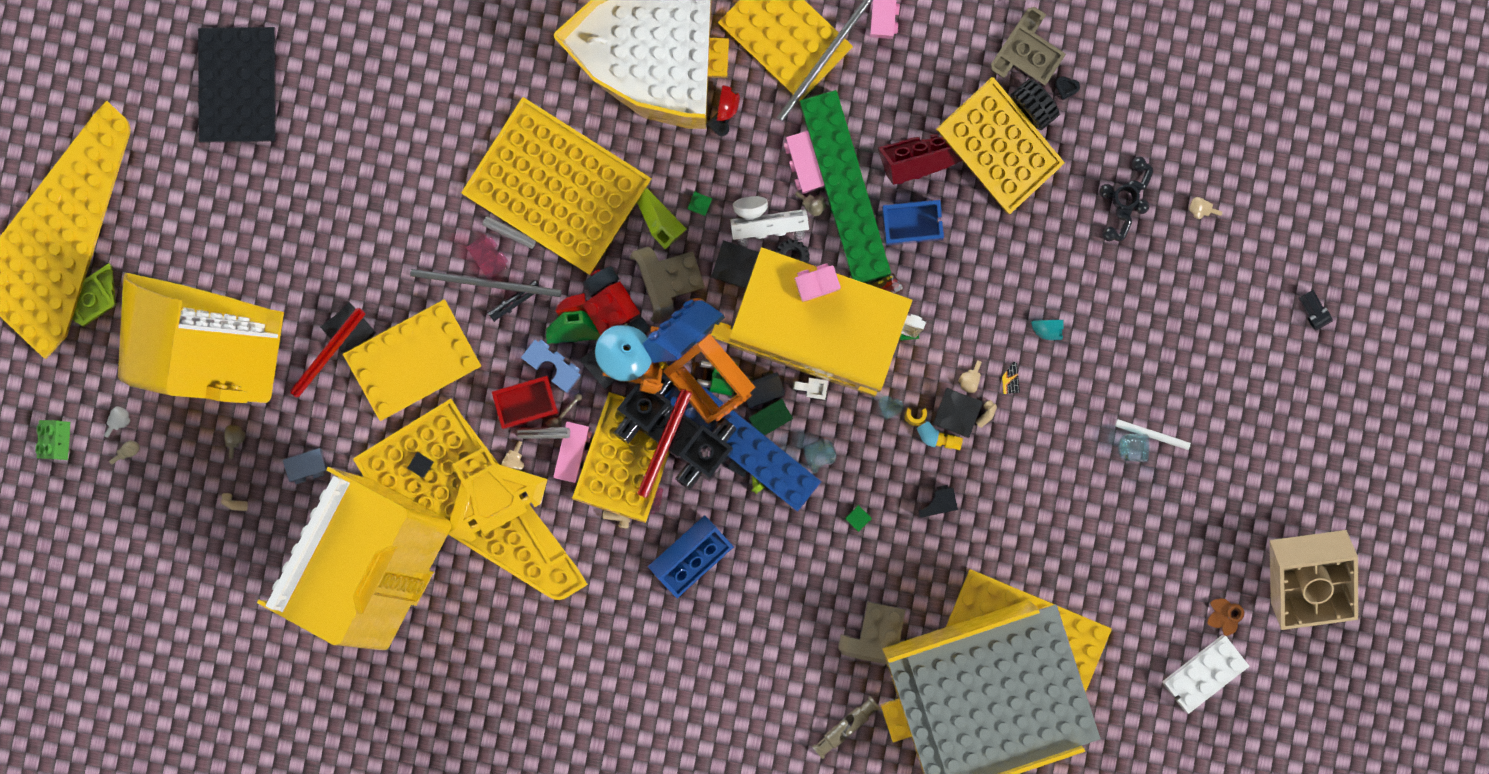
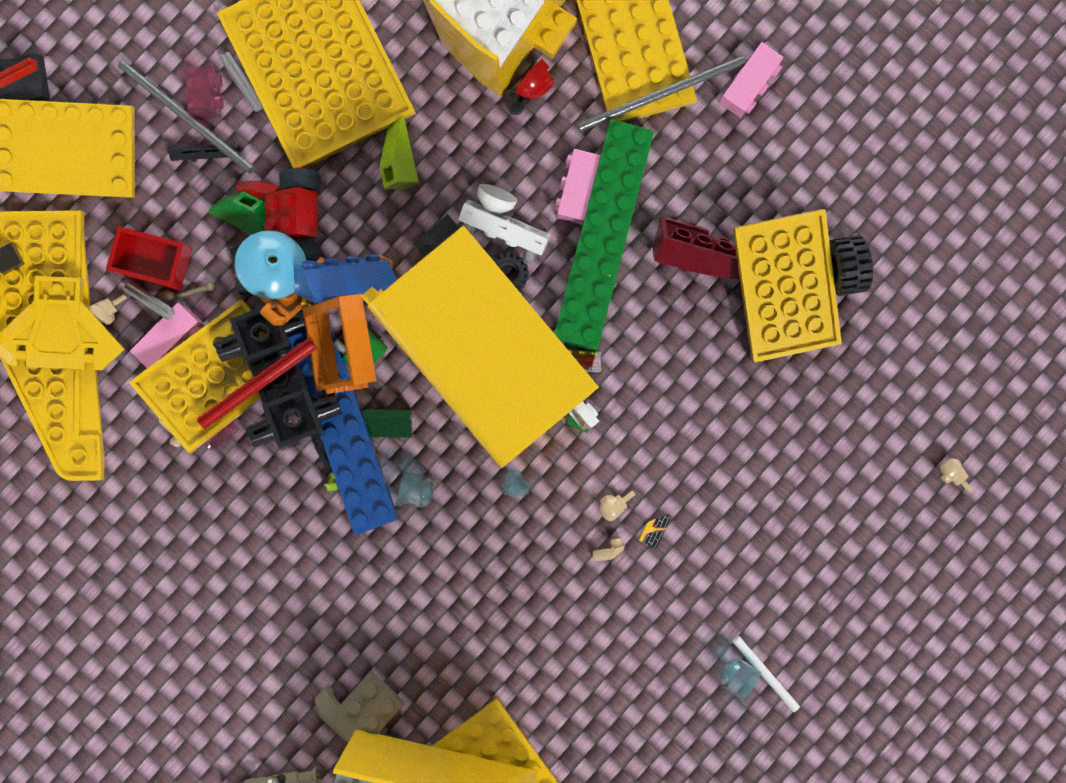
camera: 35 degrees right, 0 degrees up
(566, 374) = (209, 255): medium blue arch -> none
(667, 279) = (368, 221): dark tan piece -> none
(690, 556) = (221, 514): blue slope -> none
(699, 204) = (448, 166): green plate -> none
(767, 389) = (396, 389): black slope -> none
(813, 205) = (561, 235): dark tan piece -> none
(814, 388) = (448, 419): white plate -> none
(817, 283) = (501, 302): bright pink brick -> none
(858, 518) = (415, 578): green tile -> none
(912, 222) = (651, 311): blue piece -> none
(929, 434) = (539, 539): yellow piece -> none
(942, 502) = (507, 615): black arch -> none
(957, 412) = (580, 532): black brick -> none
(1028, 50) = (871, 207): dark tan piece -> none
(1048, 329) = (724, 502): teal brick -> none
(1066, 87) = (887, 269): black tile -> none
(1123, 212) = (873, 426): black wheel -> none
(1317, 314) = (1009, 652): black piece -> none

